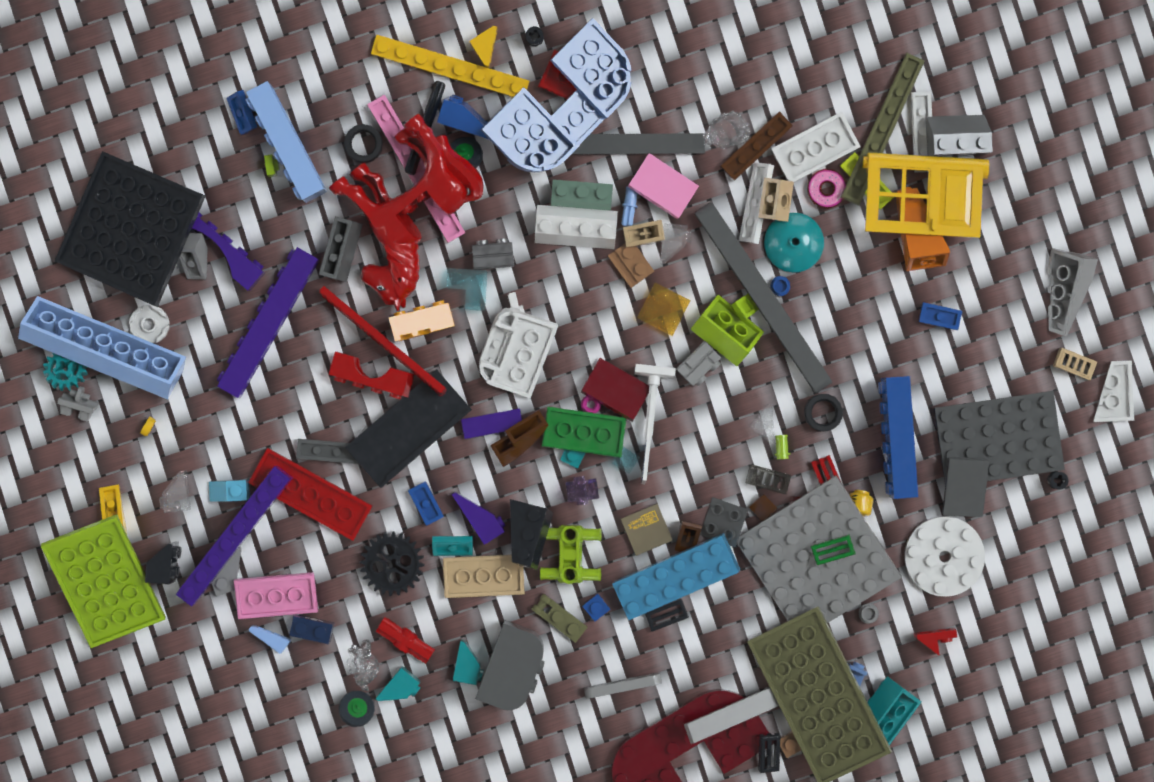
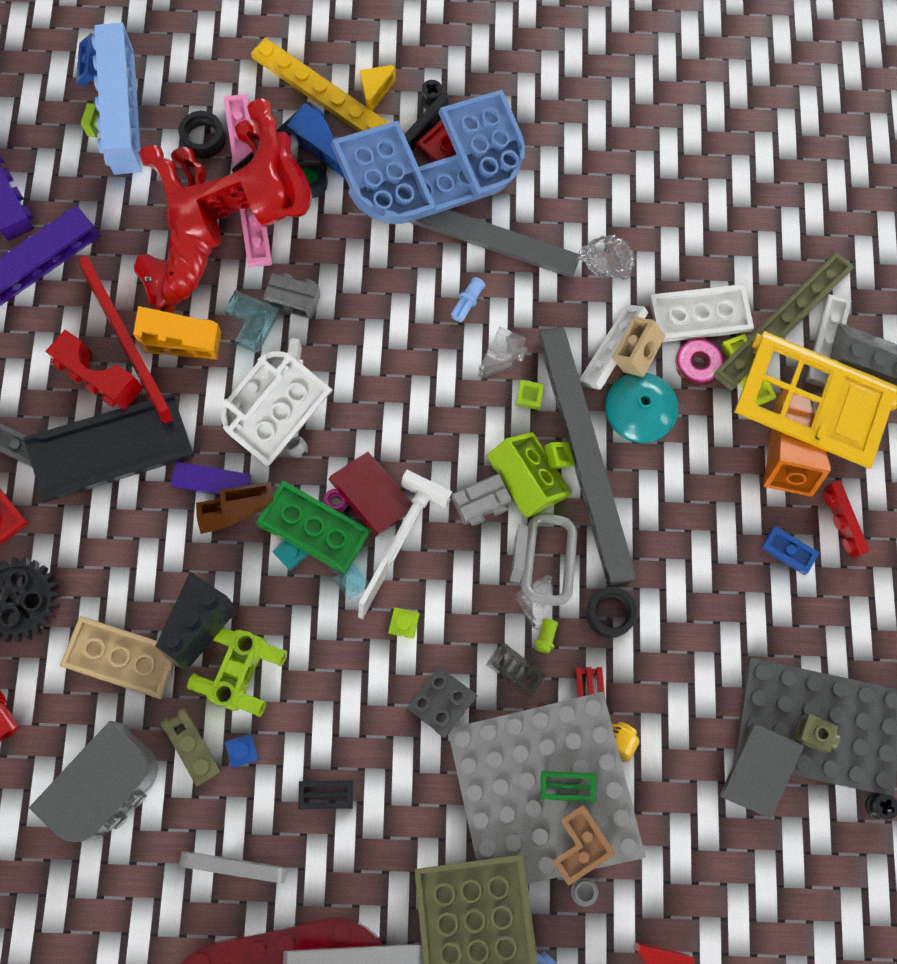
camera: 15 degrees right, 15 degrees down
(340, 249) = (124, 226): dark grey brick -> none
(426, 503) = (90, 543): blue plate -> none
(452, 545) = (98, 605): teal plate -> none
(467, 665) = (47, 760): teal slope -> none
(482, 520) = (148, 591): dark purple slope -> none
(539, 64) = (425, 122): none -> black tile
(548, 378) = (297, 447): none -> light grey hinge
(575, 227) = (396, 297): white slope -> none
(581, 195) = (414, 275): sand green slope -> none
(582, 490) = (282, 595): clear purple brick -> none
(631, 264) = (445, 362): medium nougat plate -> none
(644, 233) = (473, 331): tan slope -> none
(646, 529) = (343, 675): dark tan tile -> none
(663, 186) = (513, 291): bright pink tile -> none
(663, 309) = (463, 425): clear yellow plate -> none
(675, 475) = (404, 623): none -> lime plate
(676, 576) = (355, 746): dark azure brick -> none
(687, 535) = (390, 703): reddish brown slope -> none
(705, 266) = (529, 395): none -> lime plate
(745, 394) = (524, 558): none -> light grey bar
(756, 146) = (634, 288): reddish brown plate -> none
(762, 507) = (497, 701): reddish brown slope -> none
(780, 286) = (610, 448): blue plate -> none
(861, 586) = (590, 847): none -> medium nougat plate
(899, 437) = (697, 675): blue brick -> none
(965, 552) = (735, 856): white plate -> none
(974, 277) = (845, 520): none -> red plate
(990, 444) = (808, 733): none -> olive brick

